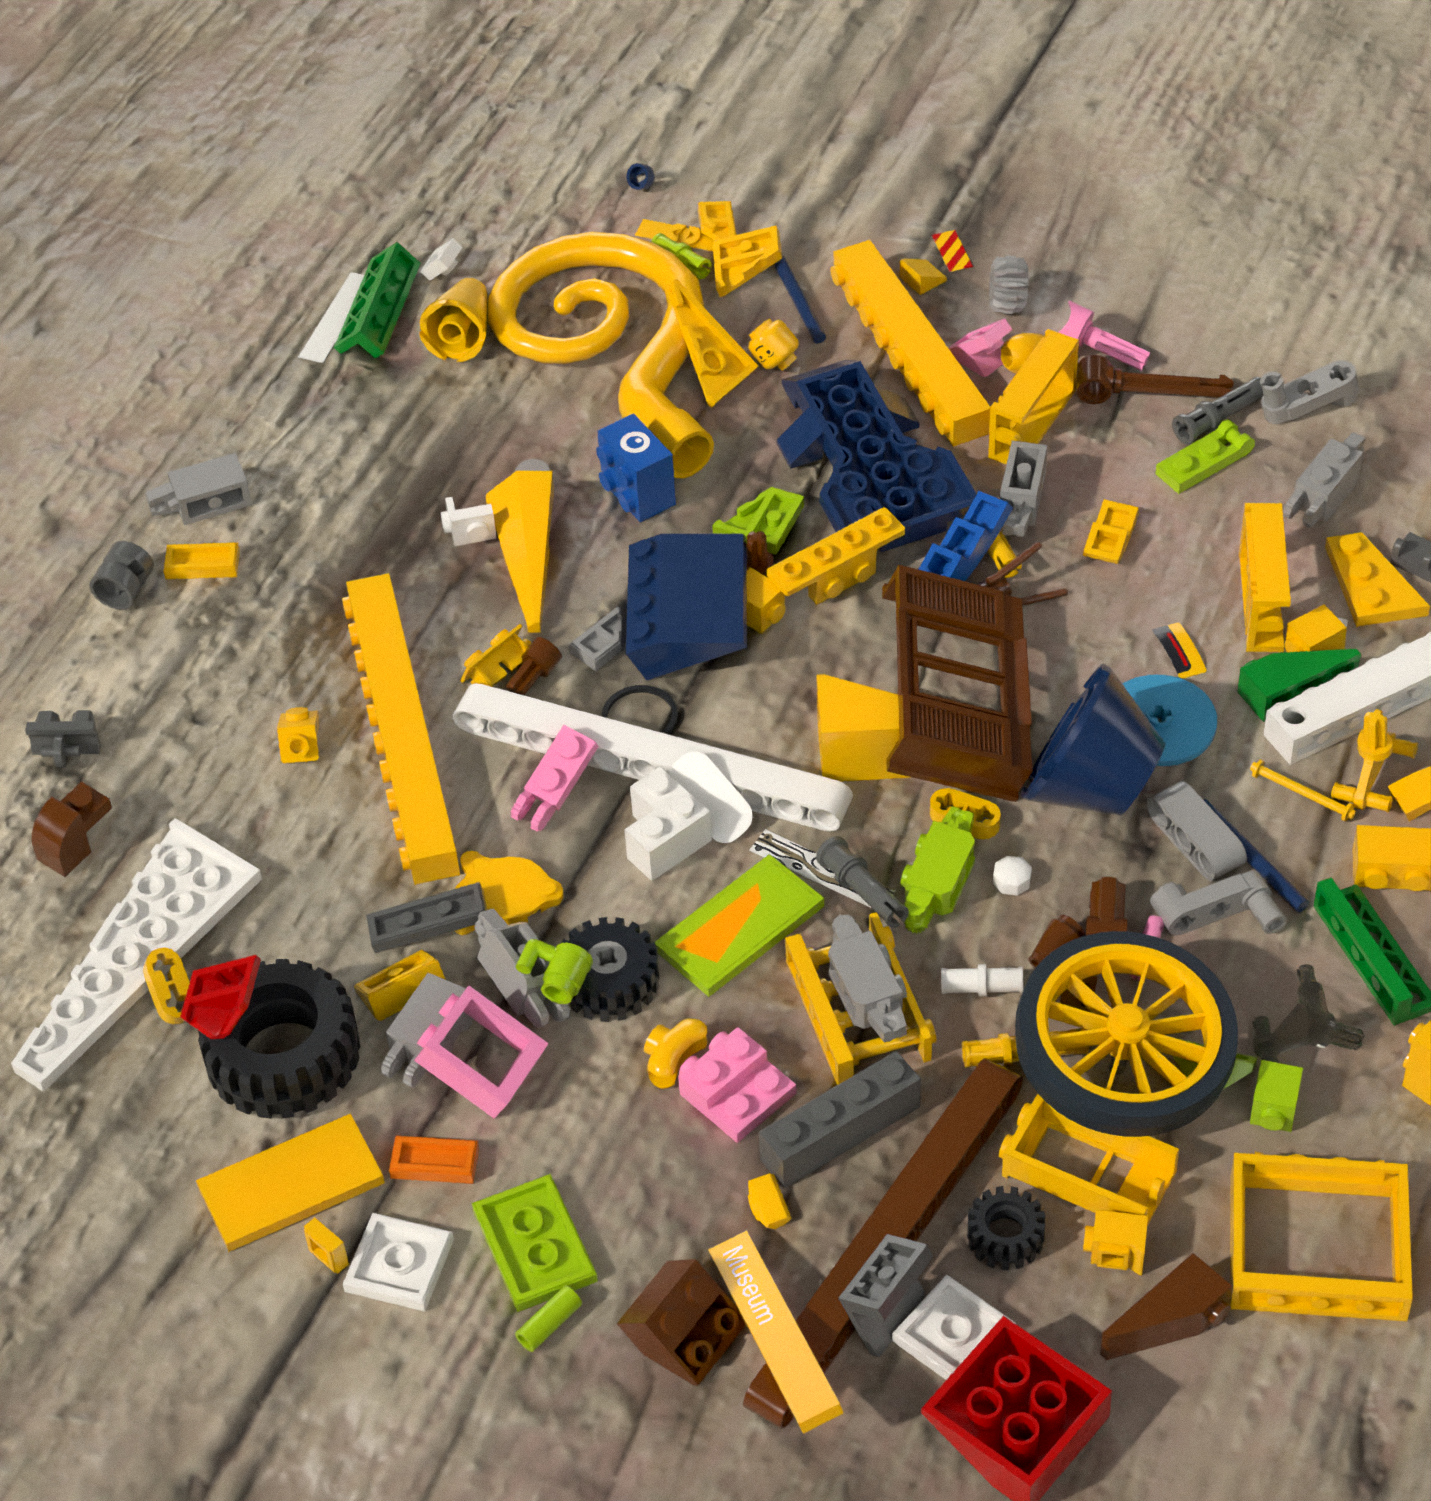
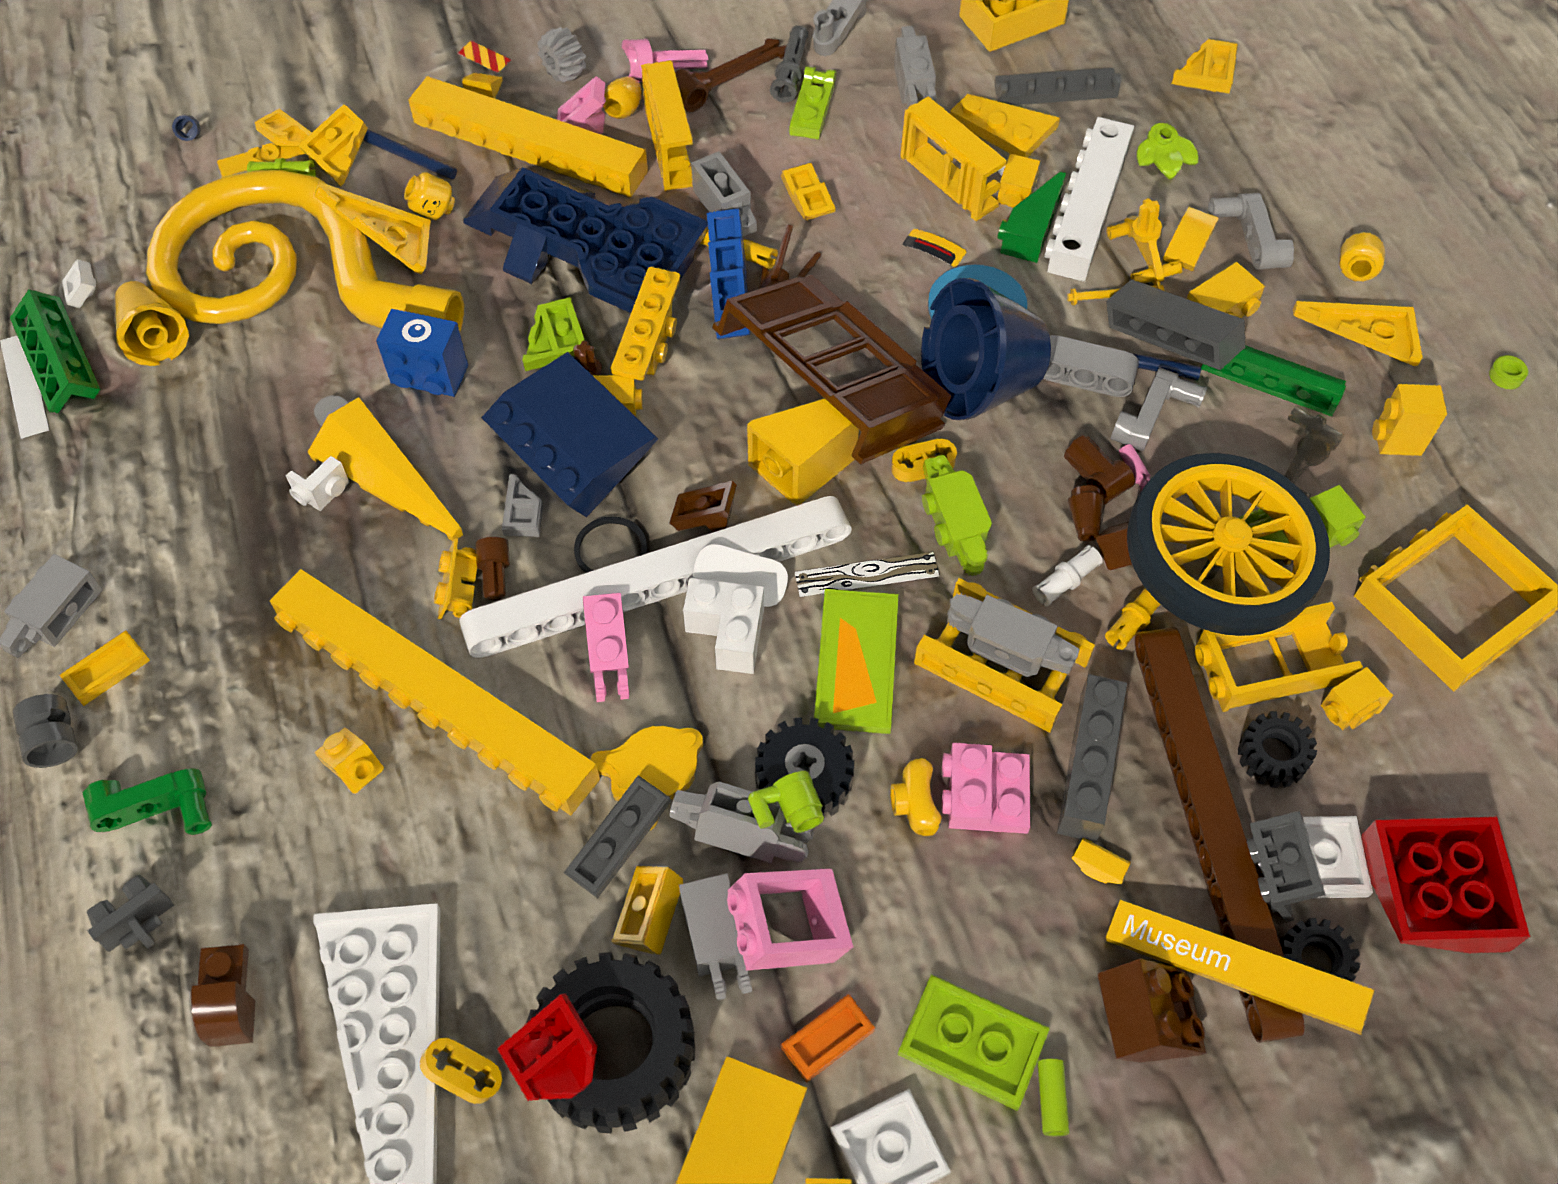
camera: 45 degrees left, 10 degrees up
(122, 661) = (115, 808): none -> green beam
(740, 730) = (704, 506): none -> reddish brown slope
(853, 873) = (903, 560): dark grey pin -> none
(870, 1369) = (1329, 940): none -> black tyre
(1012, 875) = (1002, 483): white tile -> none
(1171, 1311) = (1437, 716): reddish brown slope -> none
(1308, 842) = (1176, 324): none -> dark grey brick

